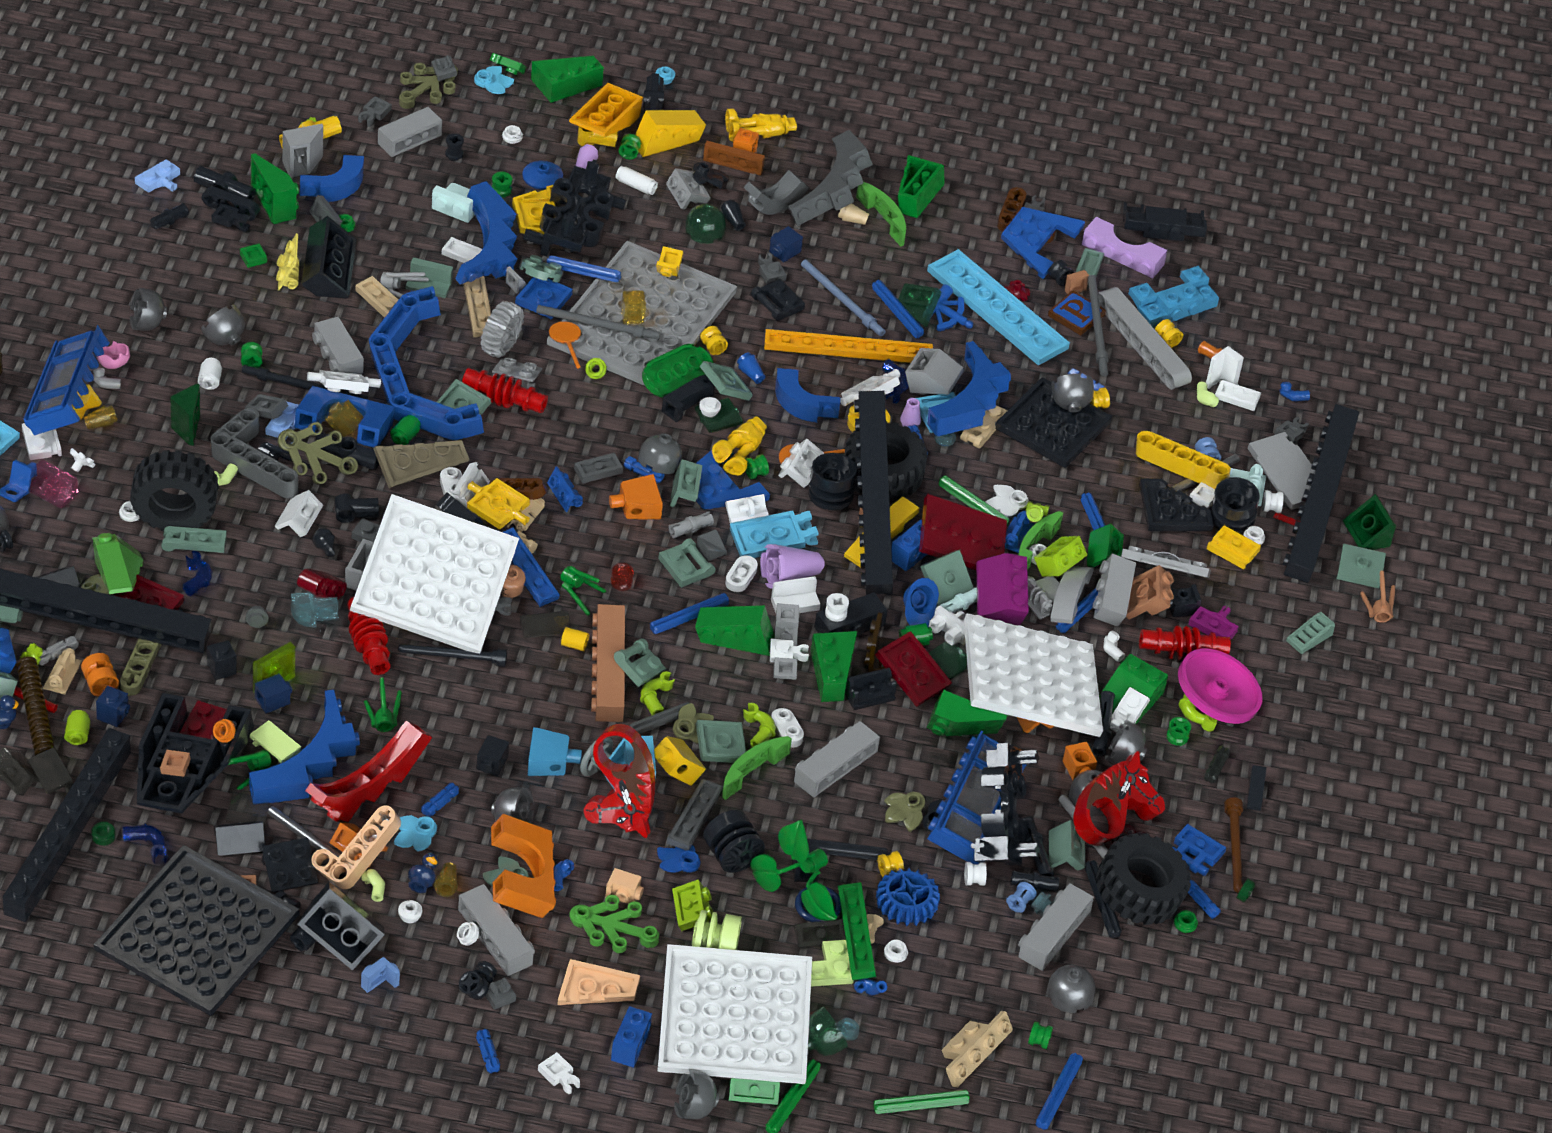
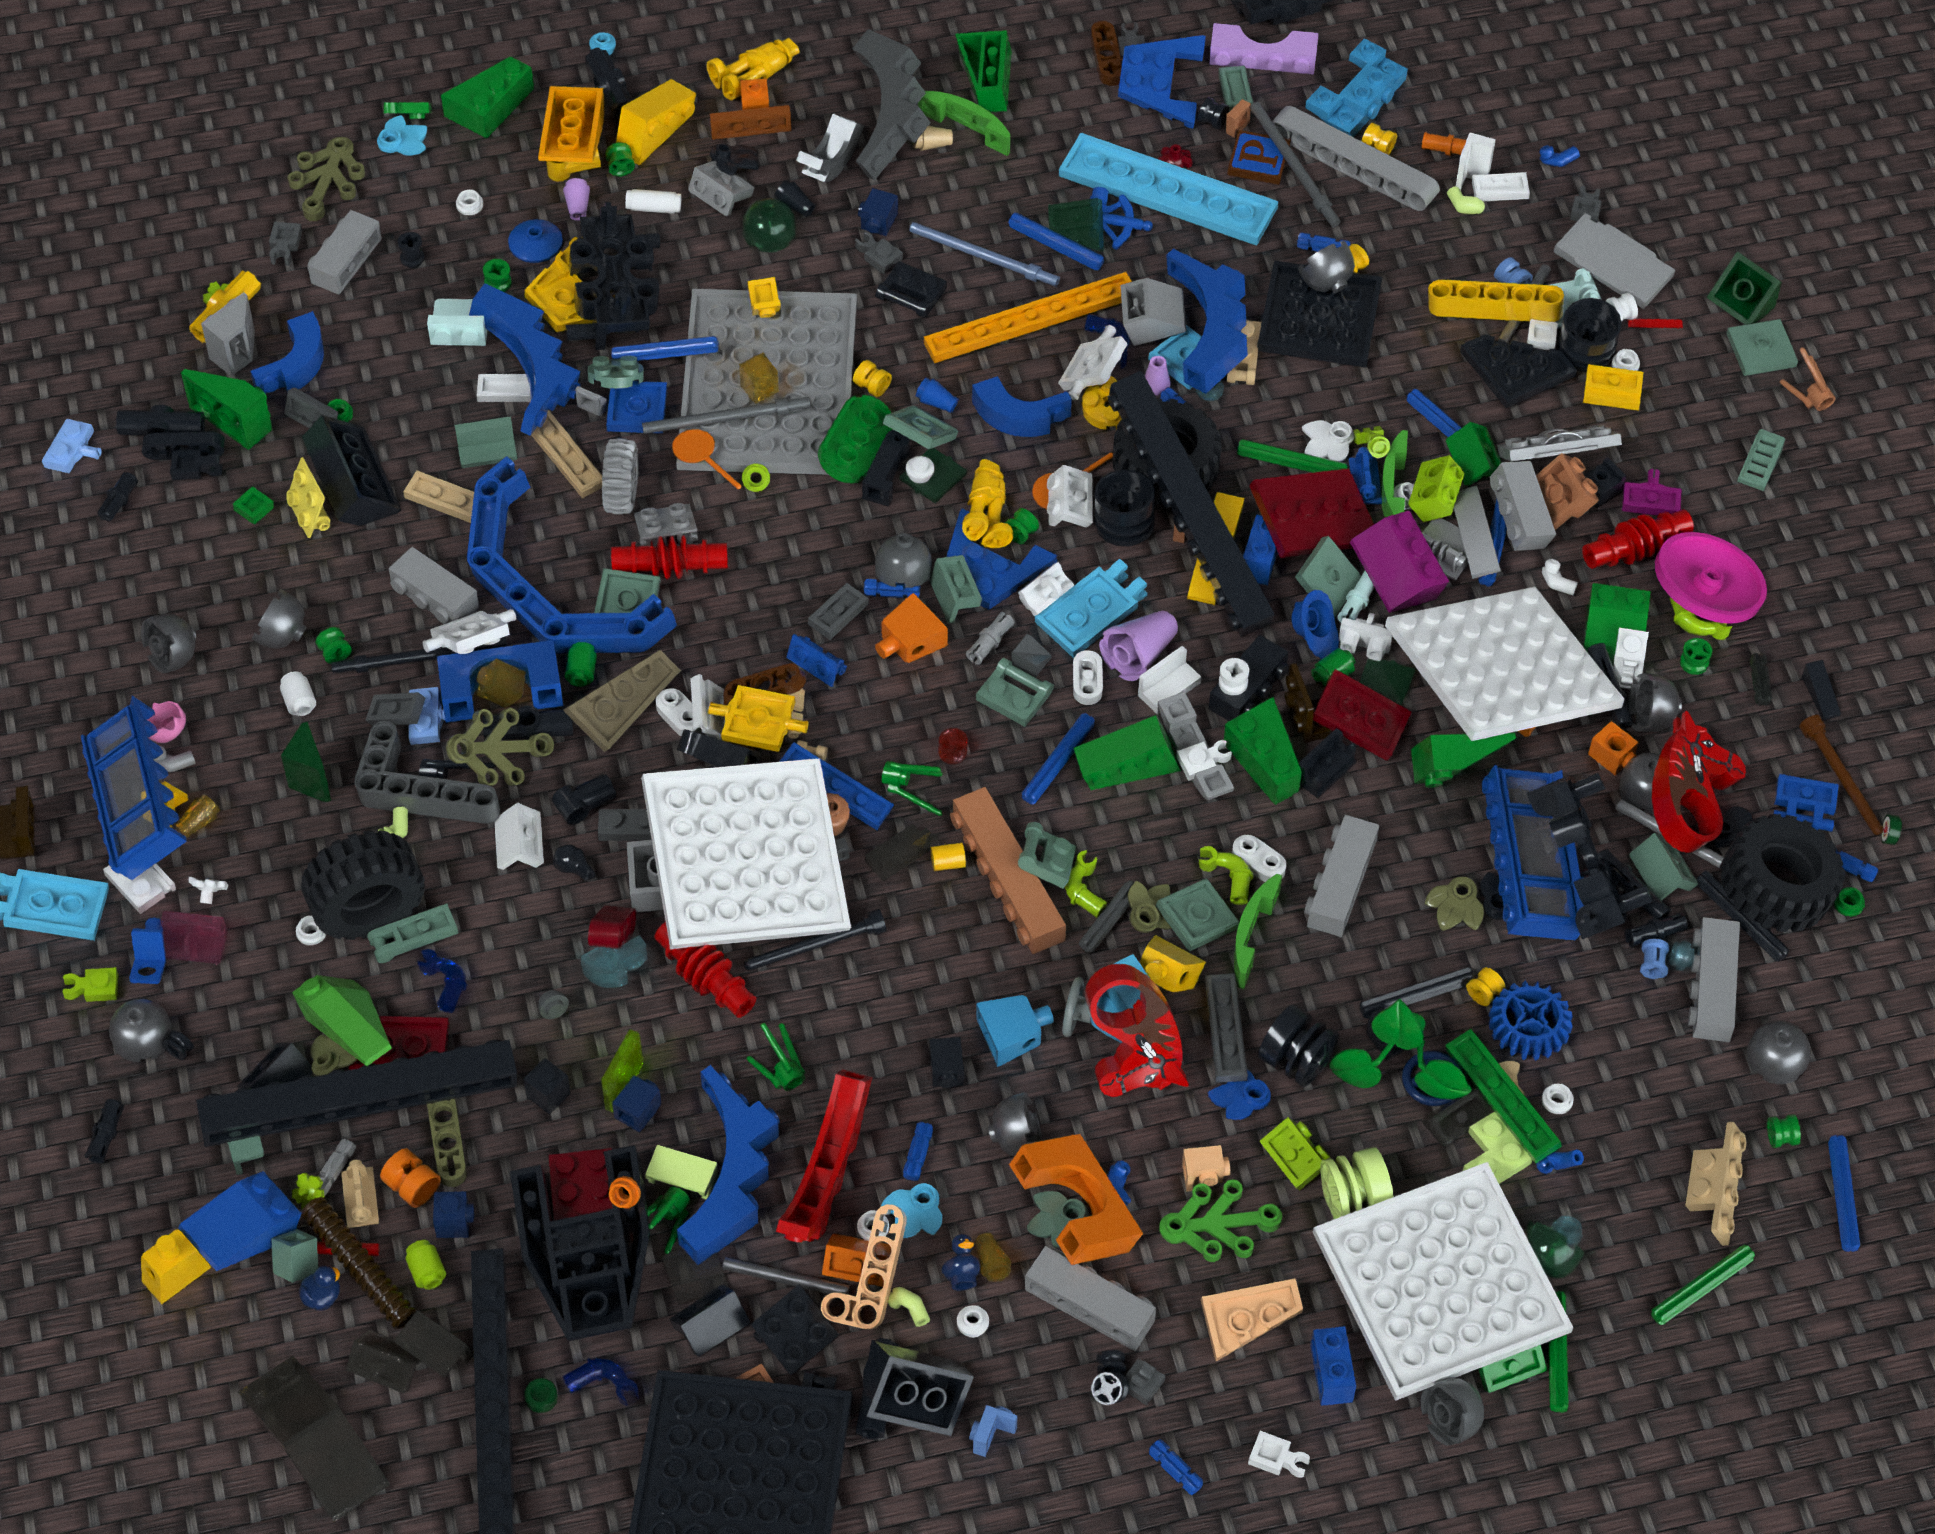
camera: 20 degrees left, 10 degrees up
(175, 763) = (586, 1264): nougat tile -> none
(393, 280) = (443, 466): light grey plant -> none
(444, 68) = (337, 148): dark grey tile -> none
(468, 933) = (1054, 1322): white plate -> none
(975, 873) = (1586, 953): white wheel -> none
(1321, 493) = (1673, 276): black brick -> none

